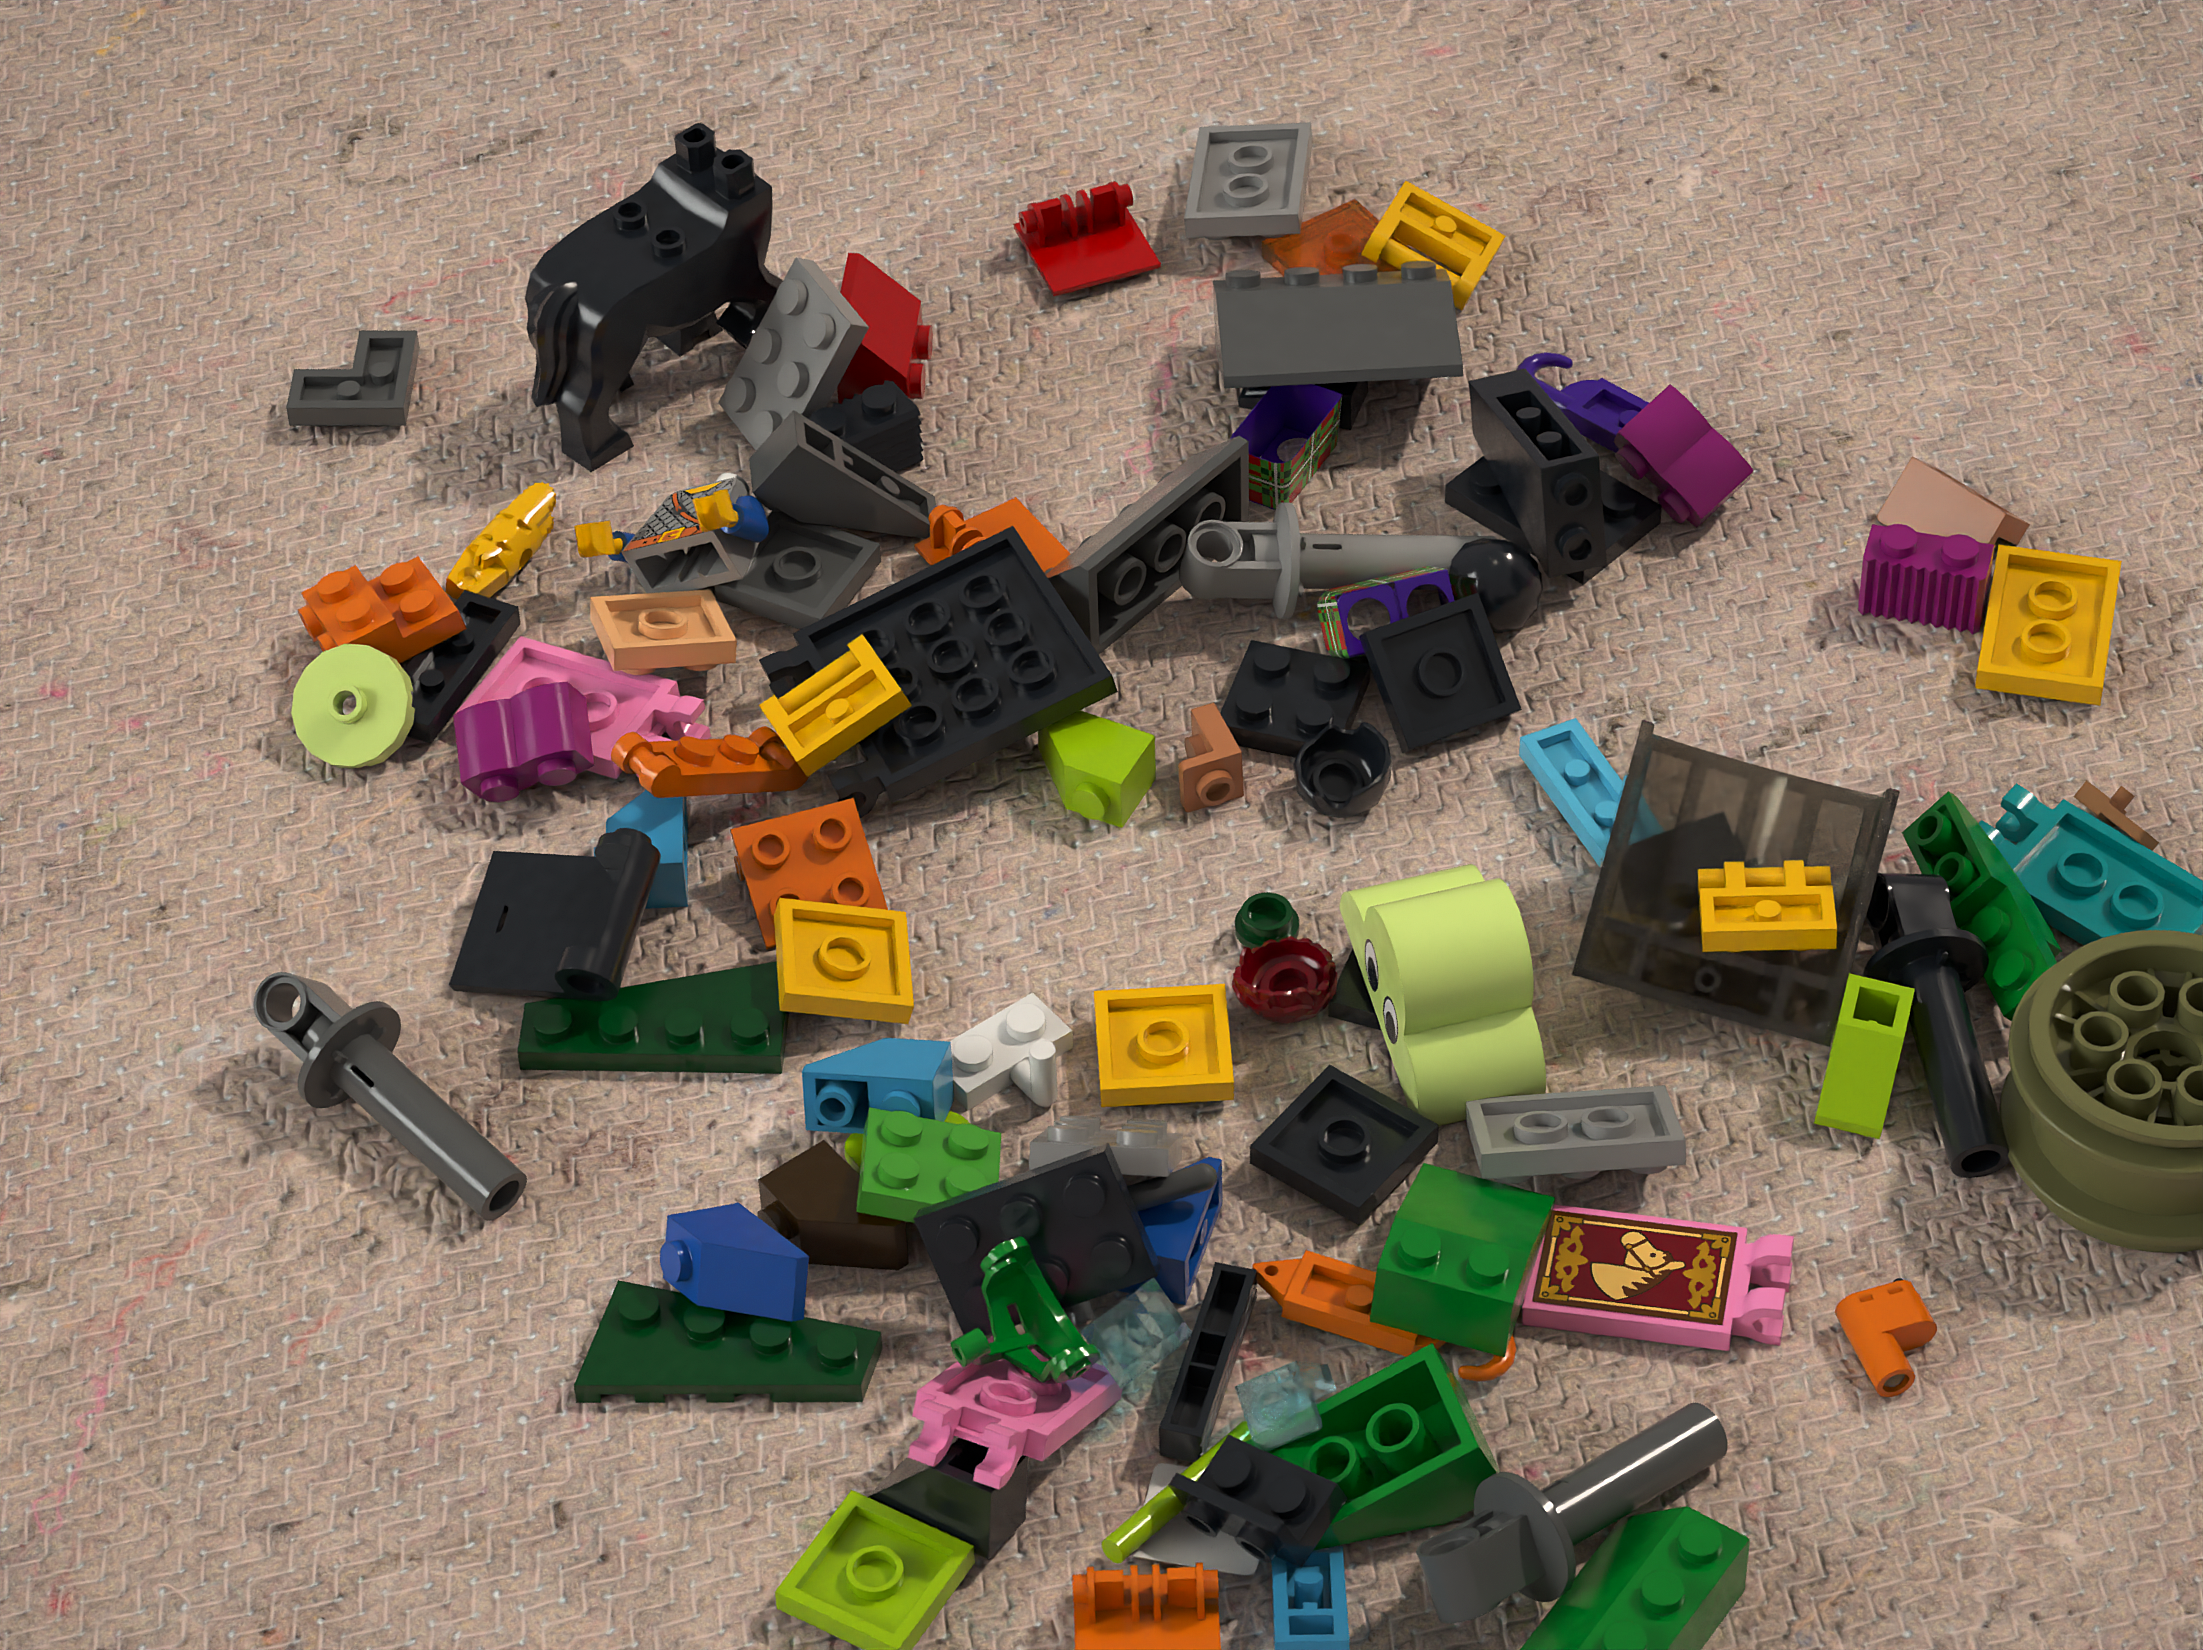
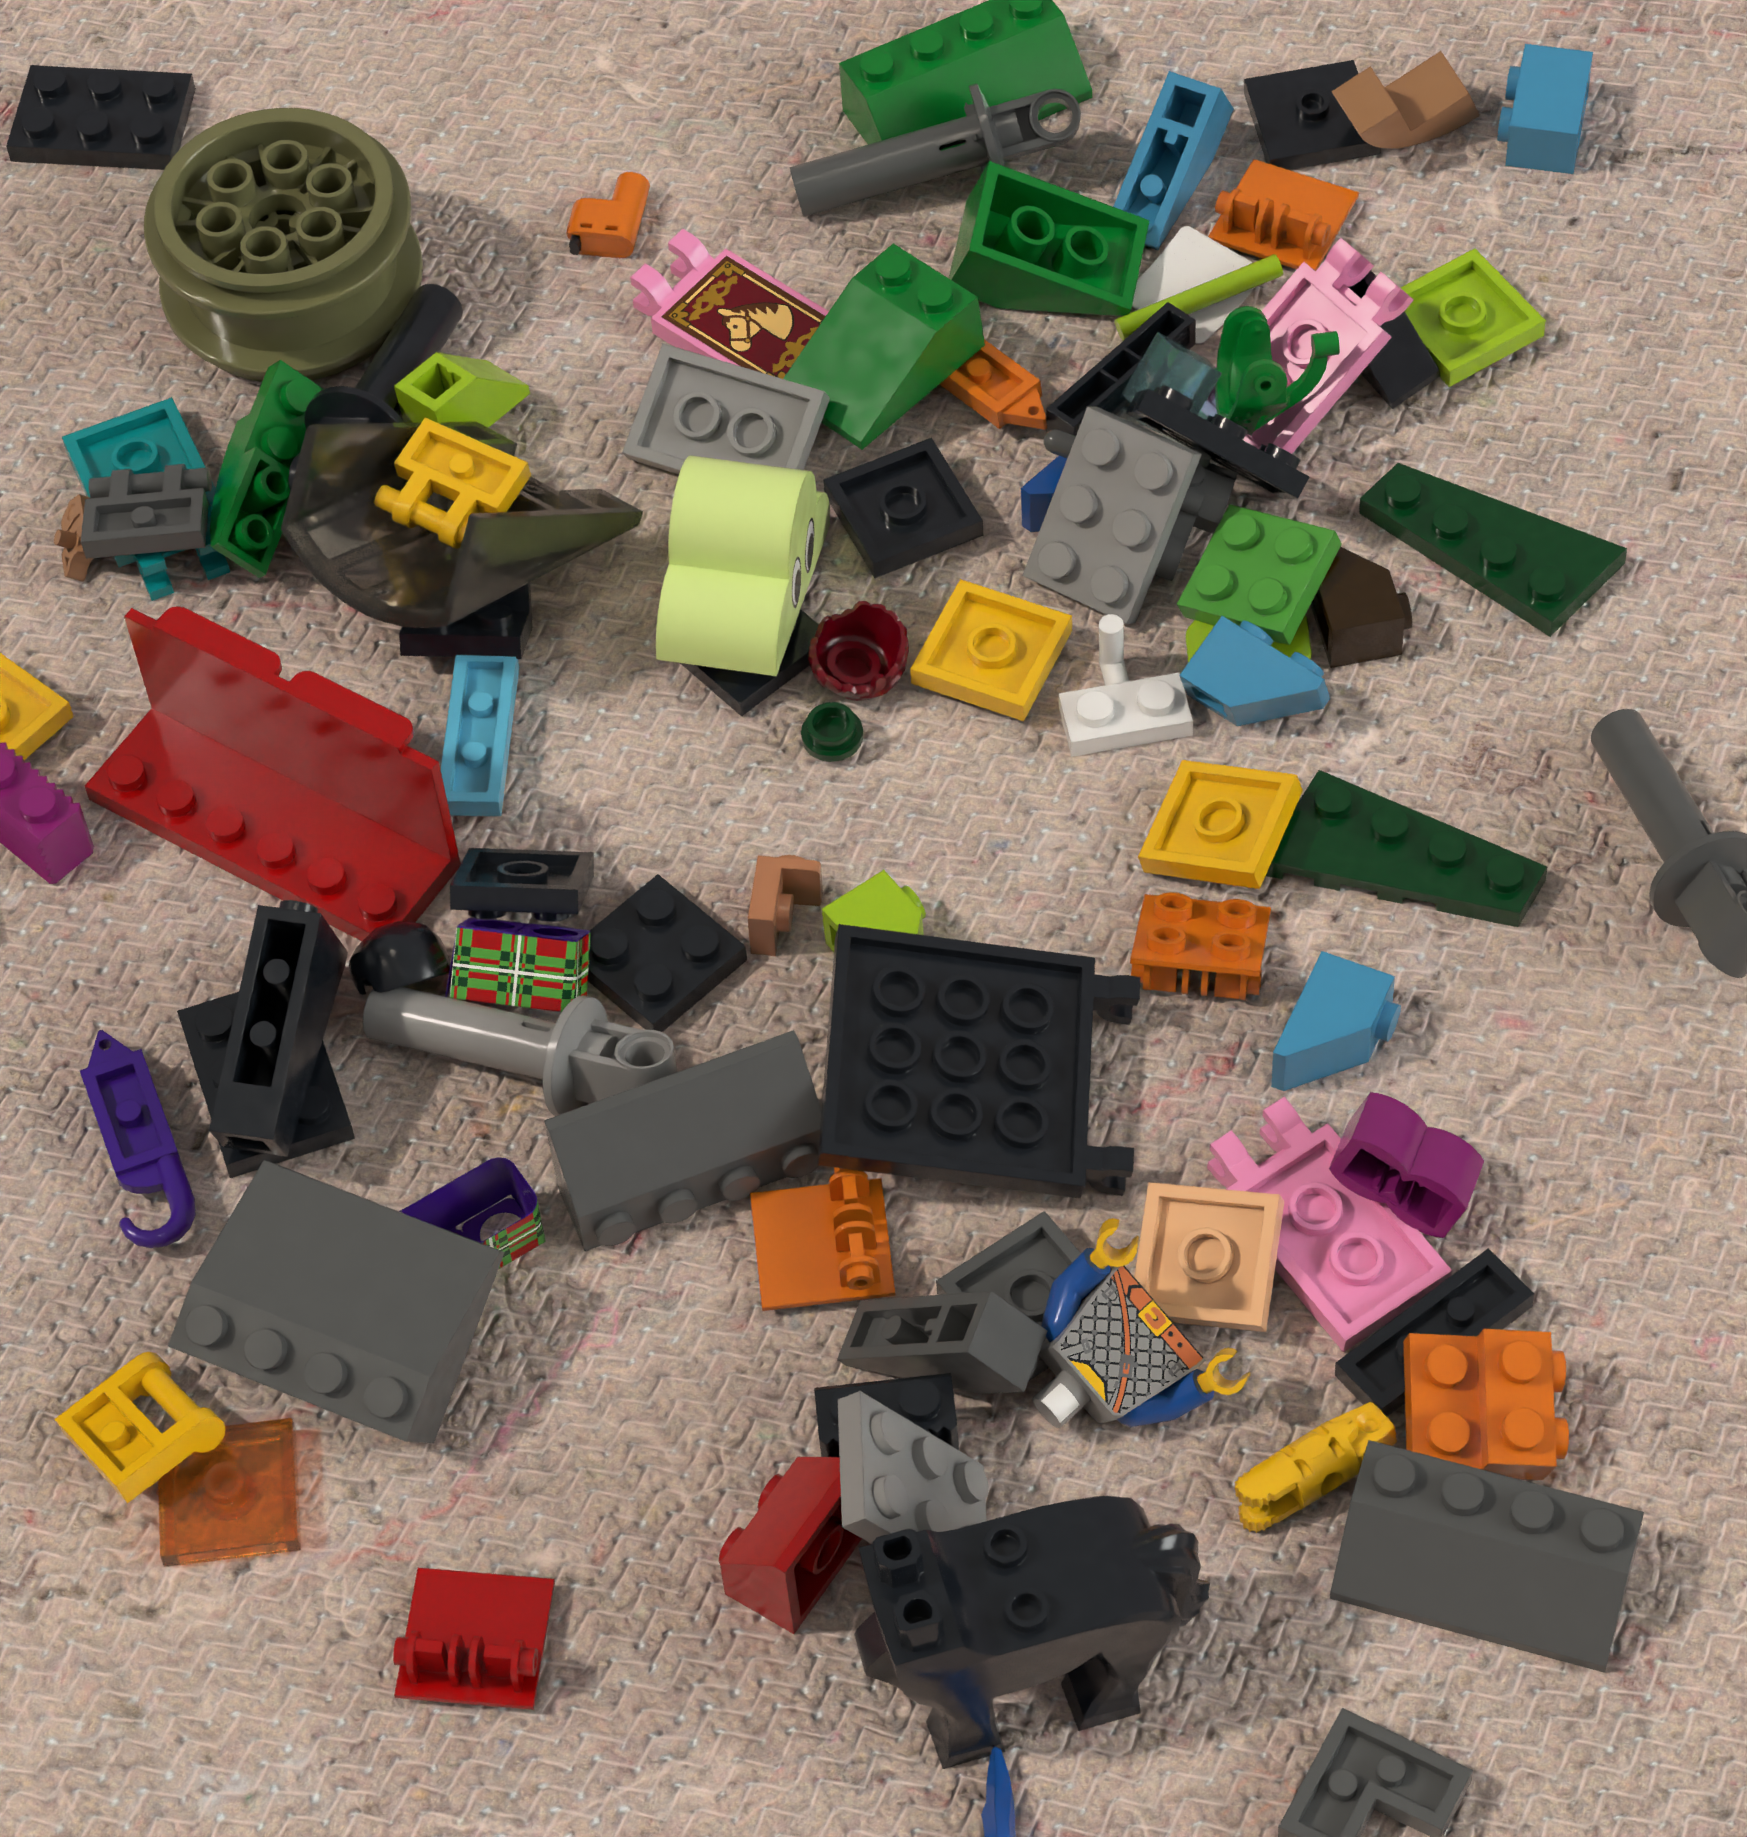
camera: 150 degrees left, 10 degrees up
(280, 553) = (1486, 1555): none -> dark grey slope
(381, 711) = (1558, 1289): yellowish green plate -> none
(558, 921) = (1458, 946): black door -> none
(710, 765) = (1245, 1042): orange plate -> none
(734, 1263) = (1459, 566): blue slope -> none
(836, 707) = (1103, 1032): yellow plate -> none
(1248, 181) = (254, 1620): light grey plate -> none
(1260, 1502) = (1157, 239): black bracket -> none
(1283, 1403) = (1087, 303): clear light blue bracket -> none
(1343, 770) = (671, 829): black hair -> none
(1681, 457) = (133, 1012): magenta brick -> none
(1721, 654) = (279, 777): none -> red piece
(2047, 795) = (146, 512): none -> dark grey plate

